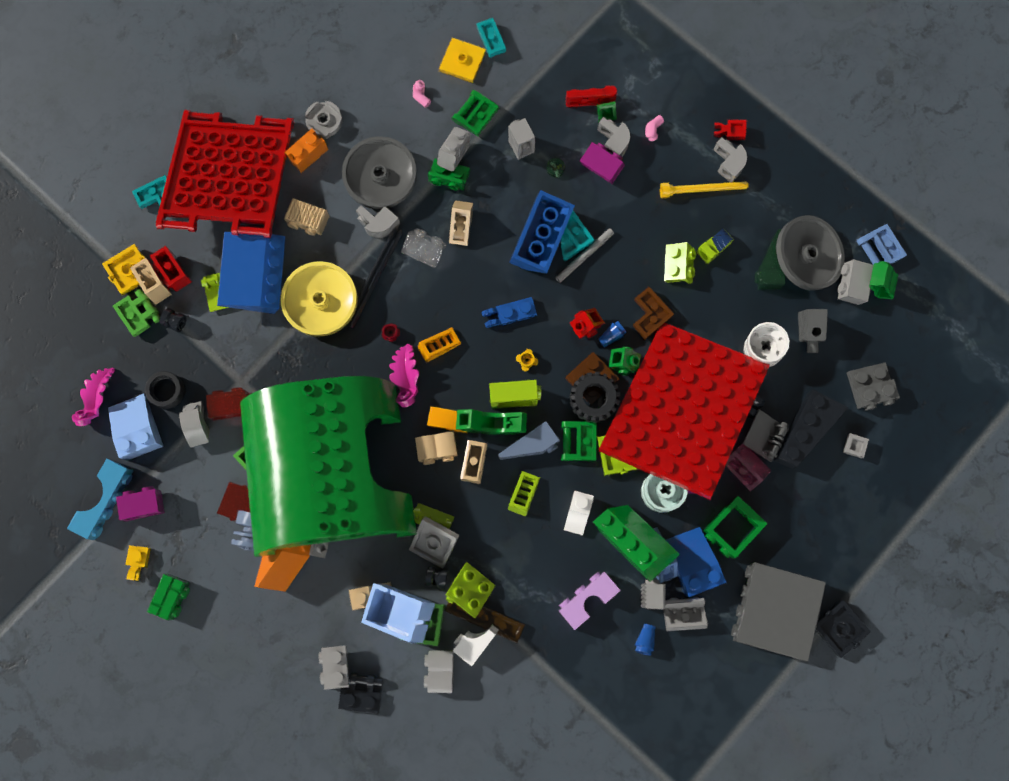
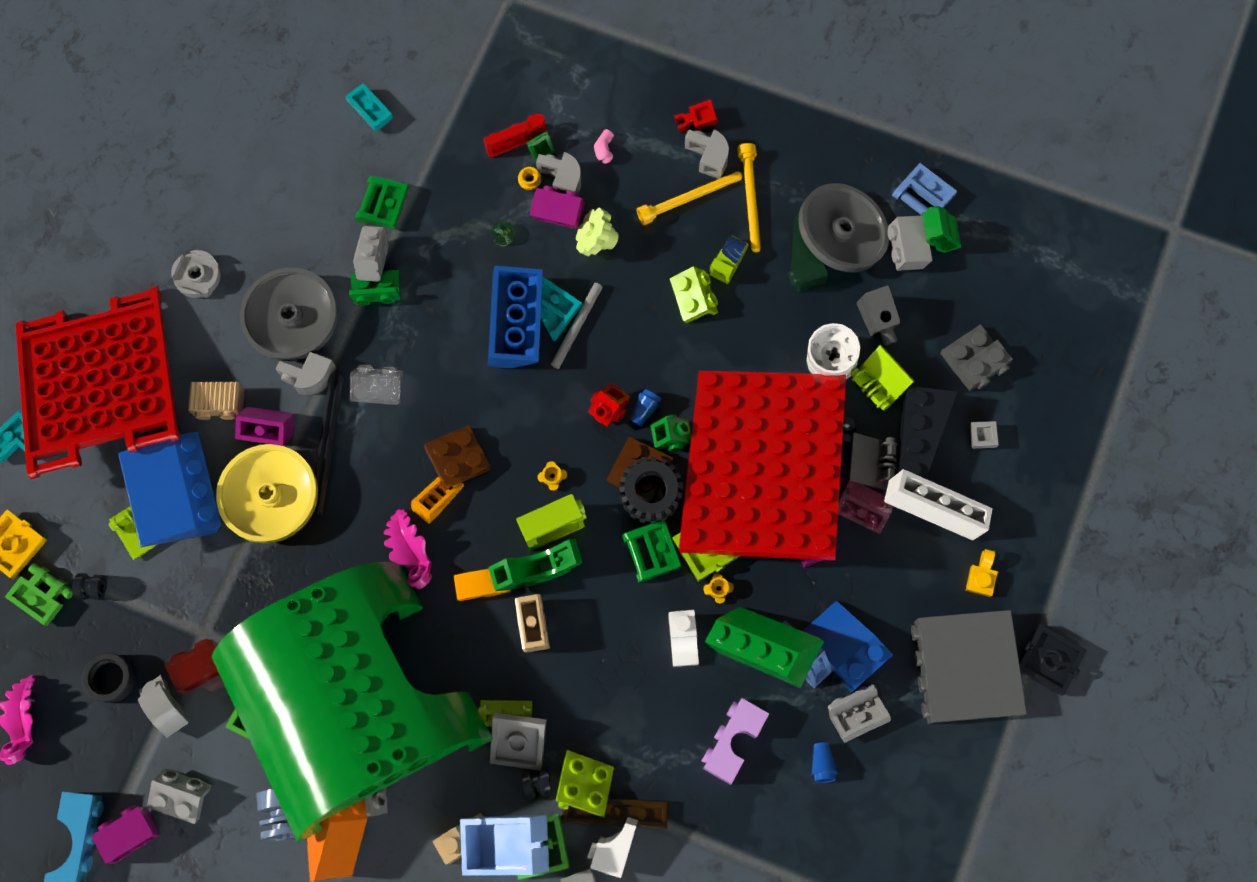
camera: 20 degrees left, 5 degrees down
(134, 428) = (85, 741): light blue slope -> none
(150, 281) = (44, 548): tan arch -> none
(170, 268) = (64, 523): red brick -> none
(185, 490) = (177, 795): none -> light grey bracket
(234, 499) = (245, 782): clear red piece -> none
(306, 150) = (188, 319): orange brick -> none
(334, 249) = (264, 426): none -> magenta brick
(390, 337) = (367, 498): dark red plate -> none
(418, 93) = (304, 203): bright pink arm -> none
(436, 447) = (478, 623): tan brick -> none
(460, 222) = (411, 339): tan arch -> none
(462, 60) = (343, 146): yellow plate -> none
(463, 321) = (457, 457): none -> reddish brown plate
(511, 312) = (512, 425): blue hinge -> none
(518, 508) = (607, 656): lime slope -> none
(521, 138) = (449, 213): light grey brick -> none
(534, 443) = (599, 572): sand blue slope -> none
(589, 128) = (526, 173): none -> yellow plate
(611, 484) = (726, 587): none -> yellow plate
(623, 191) = (596, 233): none -> yellowish green plant
(653, 595) = (810, 703): light grey brick -> none
(656, 313) = (688, 365): reddish brown plate -> none
(661, 502) = (773, 587): light aqua wheel -> none
(748, 513) = (887, 563): green window -> none
(758, 170) = (747, 154): none -> yellow piece
(795, 376) = (882, 378): none -> lime hinge
(801, 485) = (938, 505): none -> white brick
(813, 550) = (981, 578): none -> yellow plate

